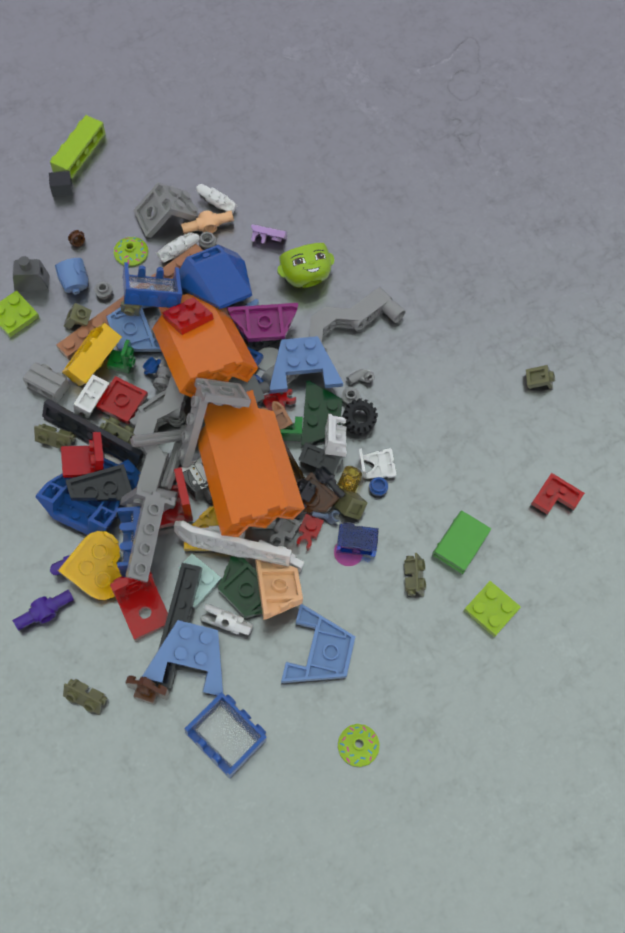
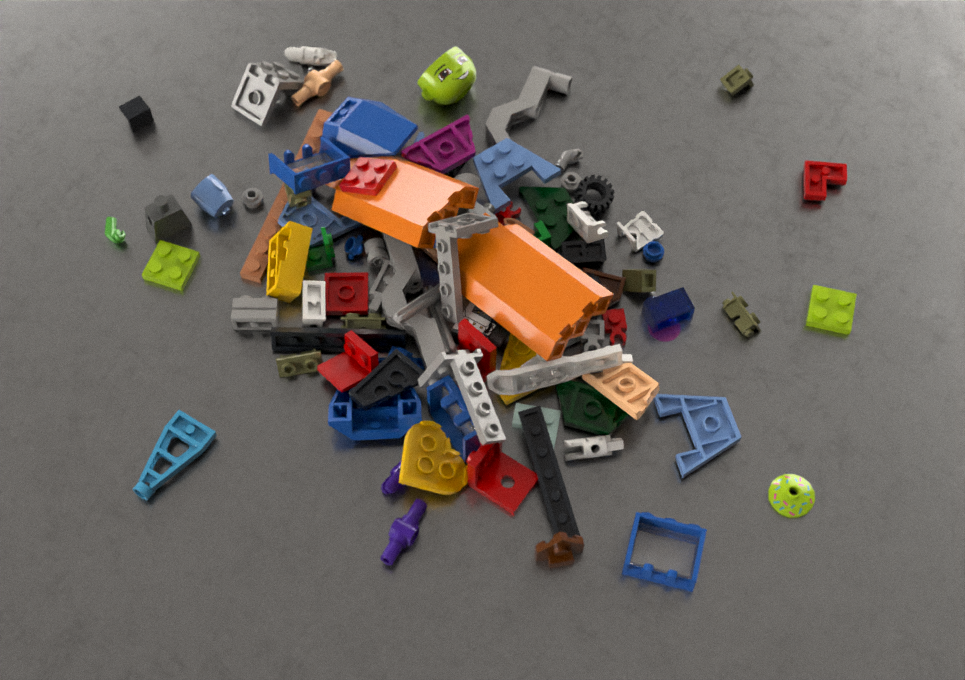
camera: 25 degrees left, 5 degrees down
(76, 238) = (189, 159): reddish brown plate -> none
(76, 693) = (510, 592): olive hinge -> none
(77, 315) = (243, 232): olive bracket -> none
(78, 146) = (129, 67): lime brick -> none
(133, 256) = (256, 153): lime dish -> none
(177, 246) = (303, 120): white hinge -> none
(190, 647) = (582, 486): medium blue wing -> none
(207, 236) = (328, 100): light grey plate -> none
(276, 235) = (382, 66): lavender plate -> none
(323, 475) = (600, 264): black plate -> none
(329, 517) = (627, 303): sand blue hand -> none
(350, 478) = (624, 256): clear yellow plate -> none
(461, 542) = (764, 263): bright green piece -> none

